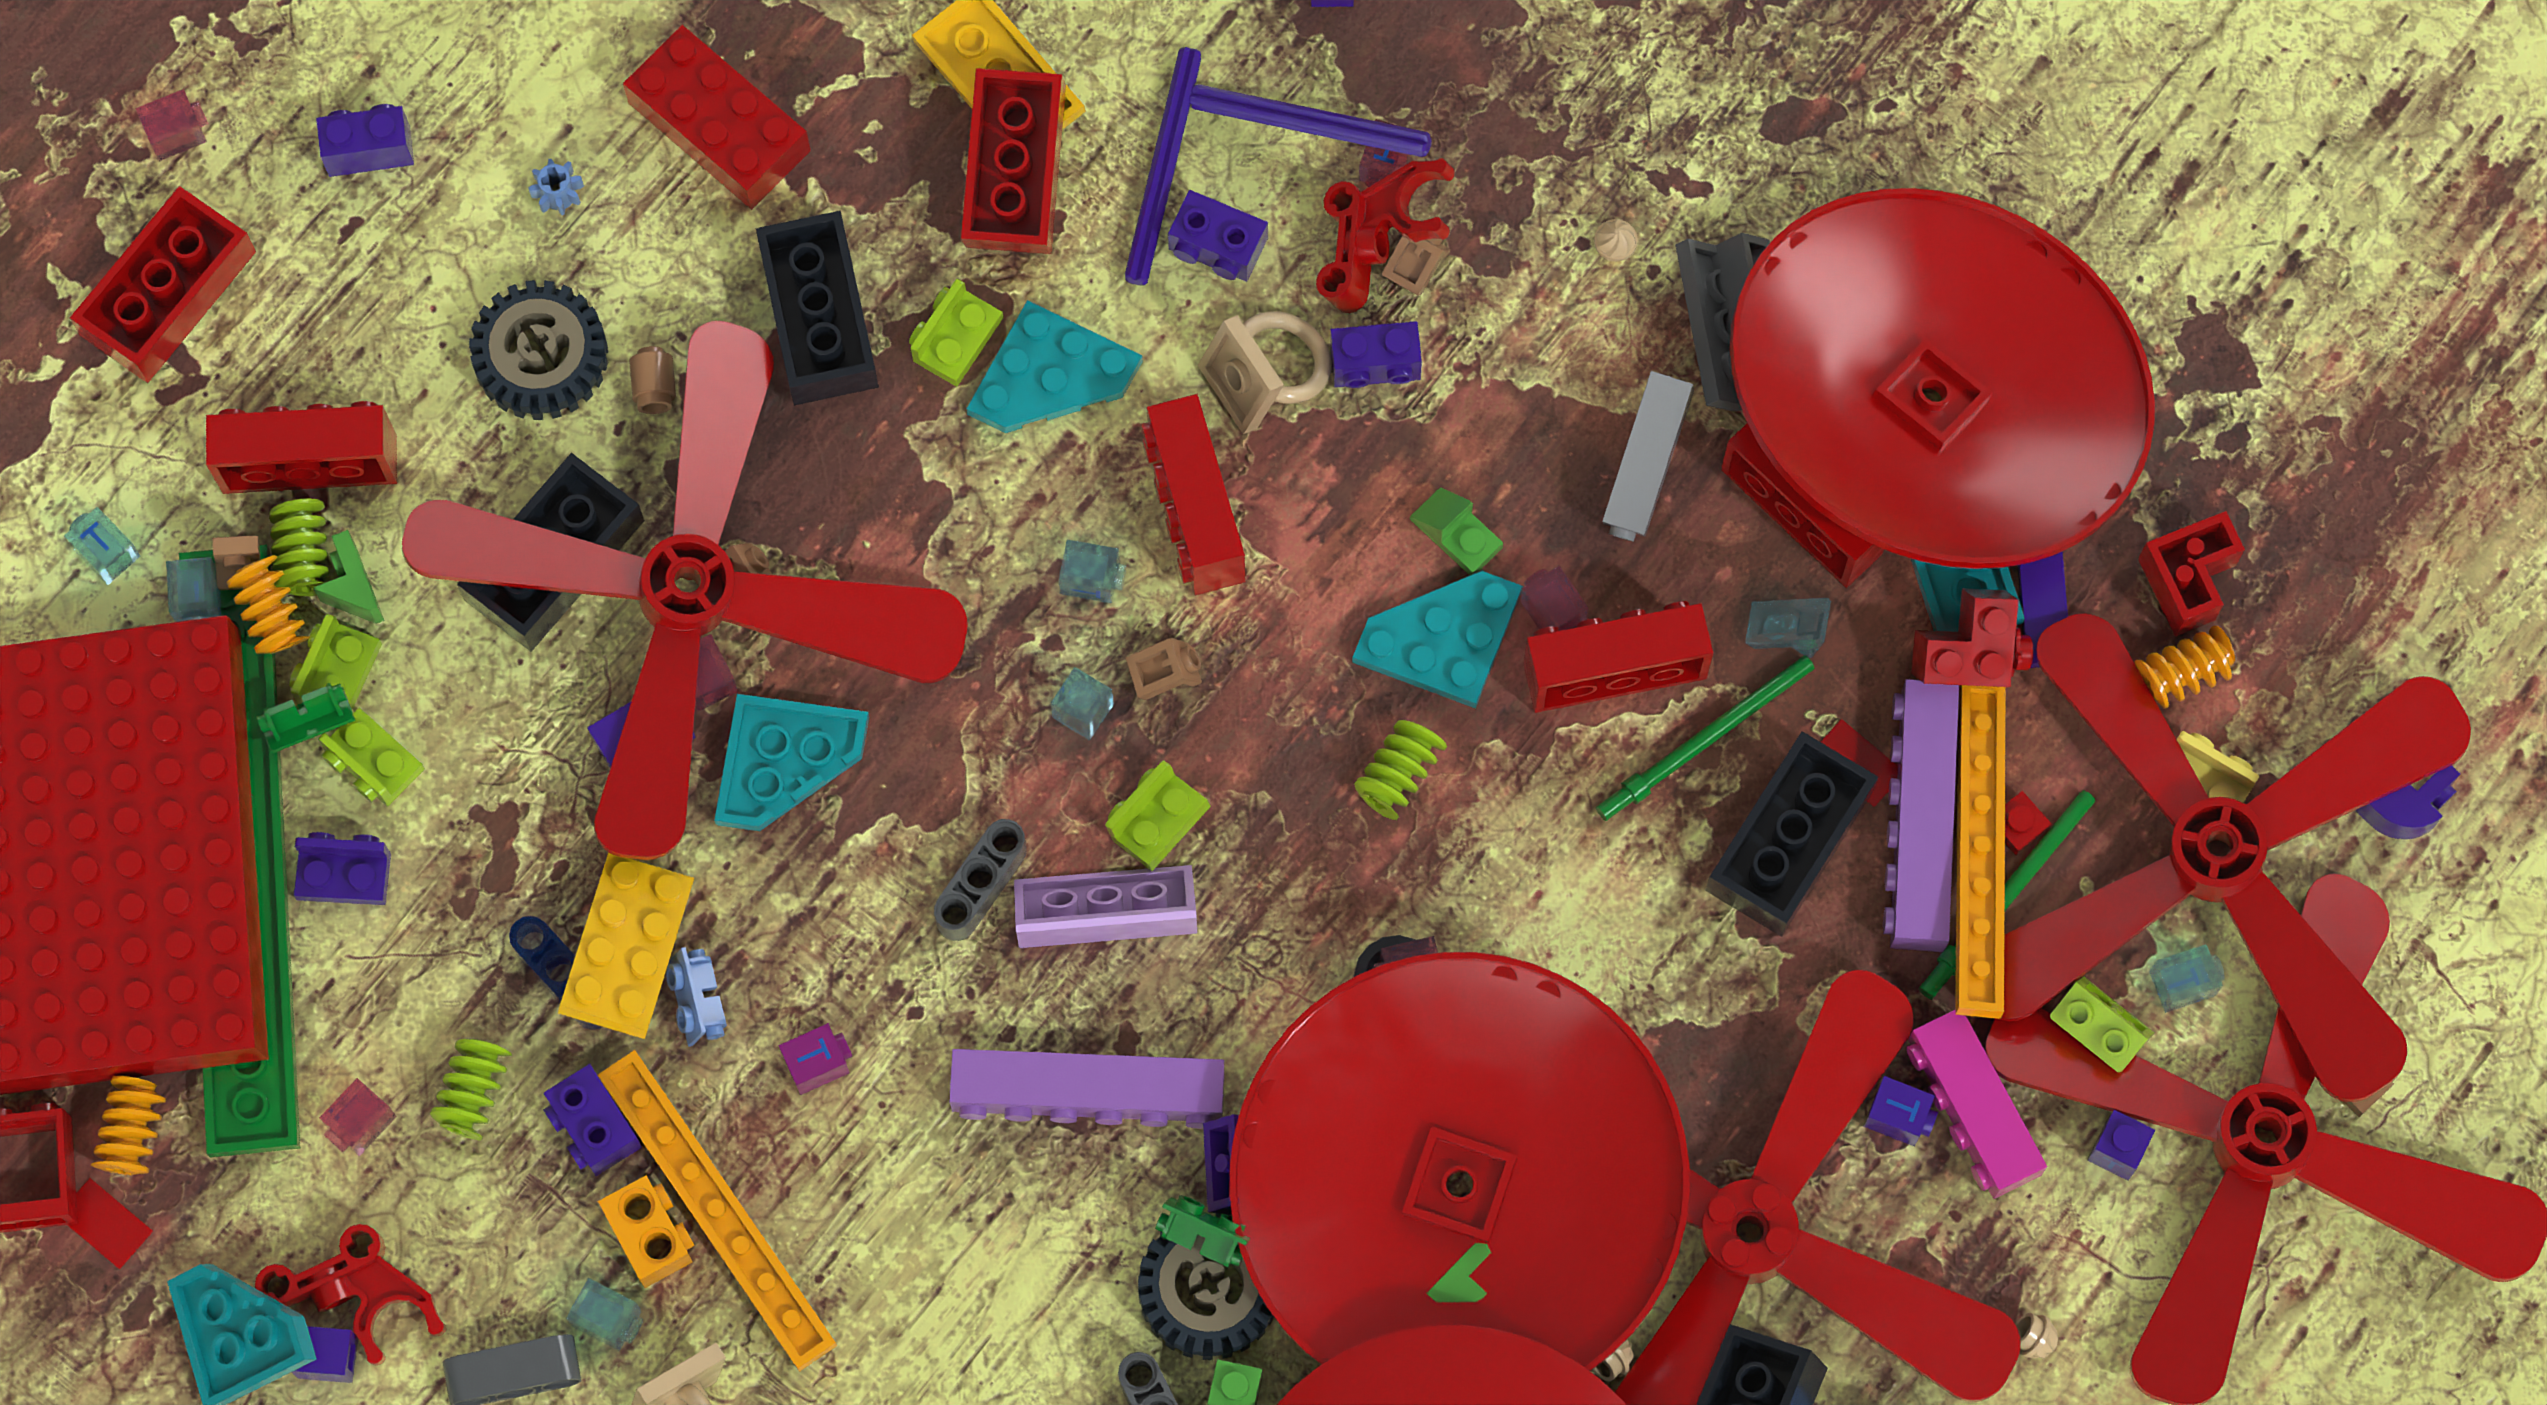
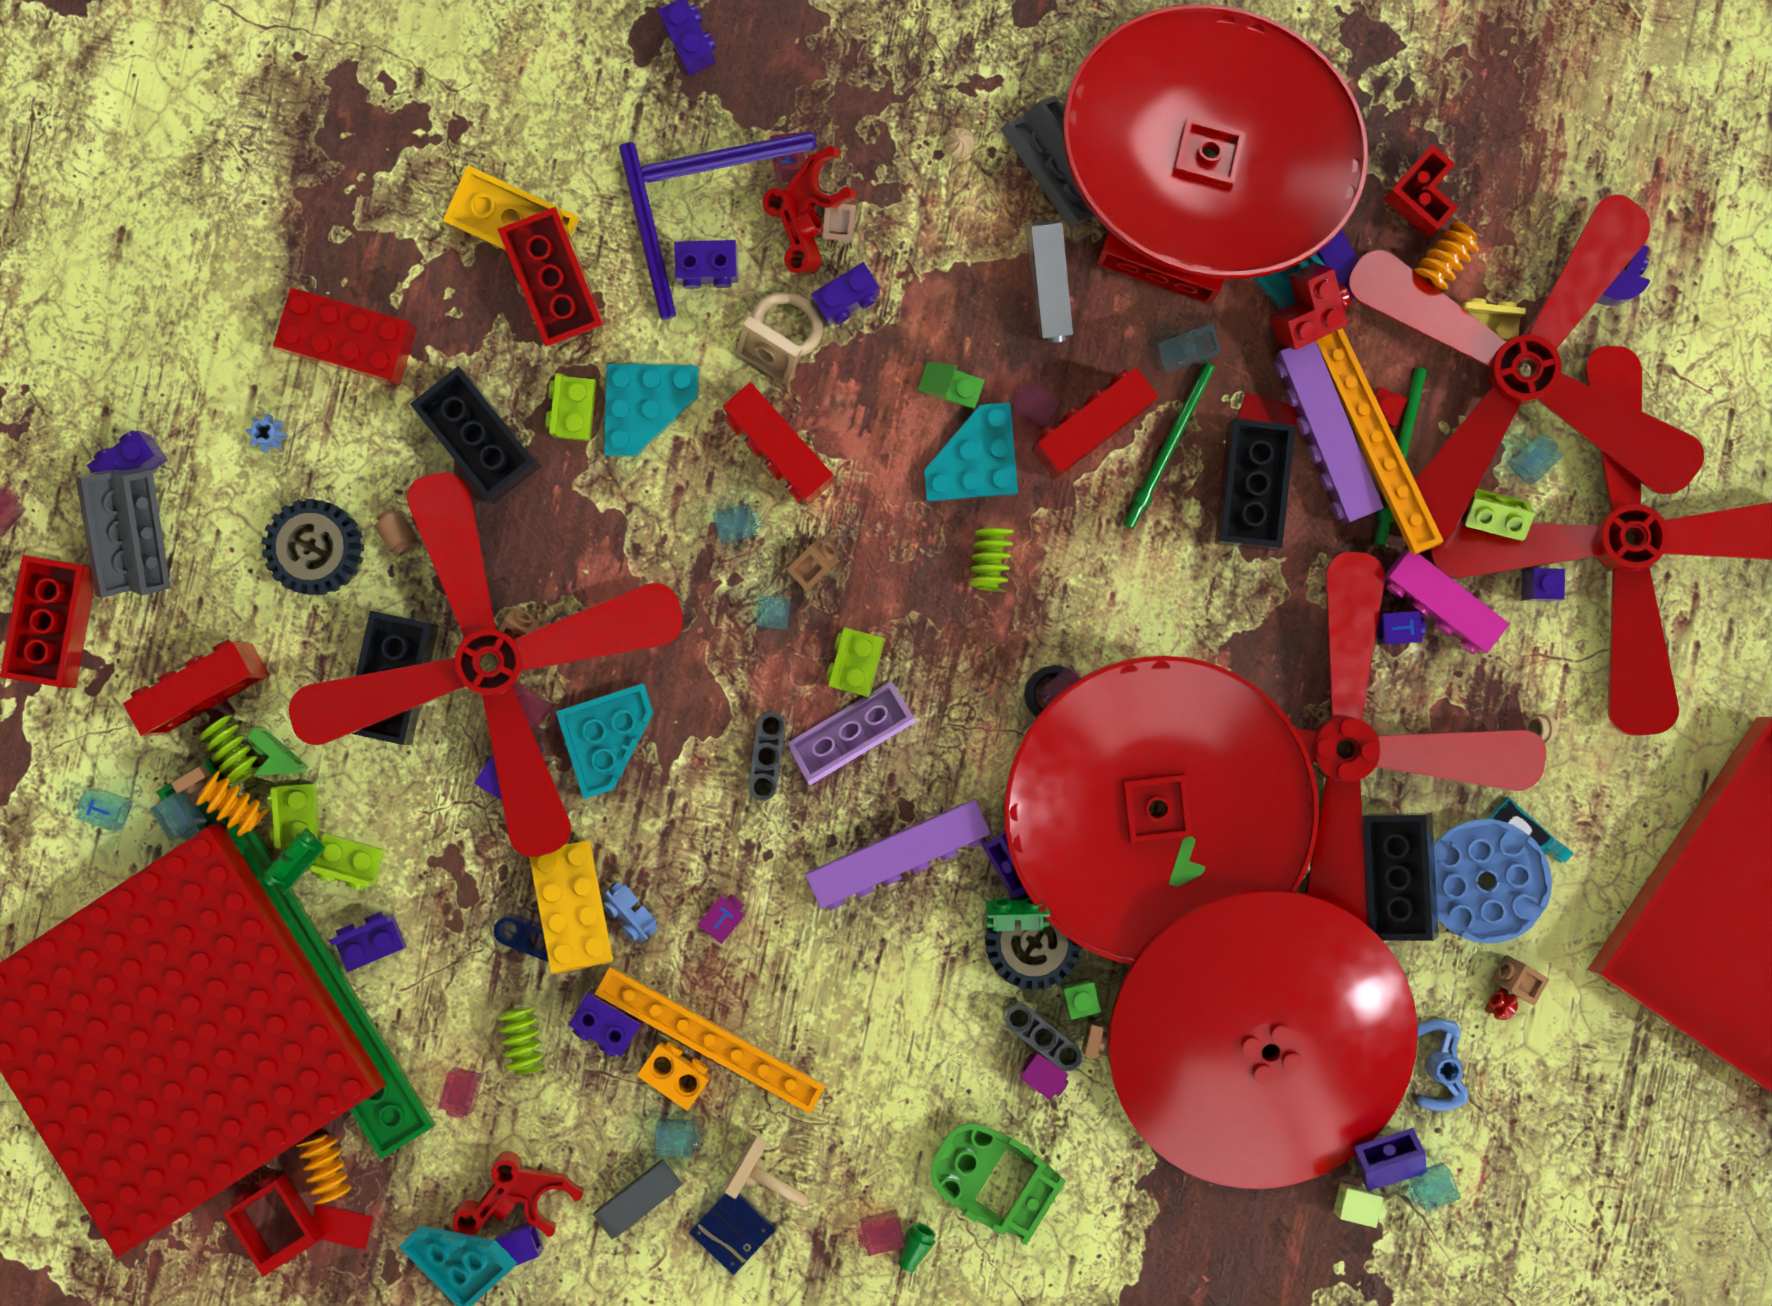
camera: 30 degrees left, 15 degrees up
(316, 219) = (123, 532): none -> dark grey slope

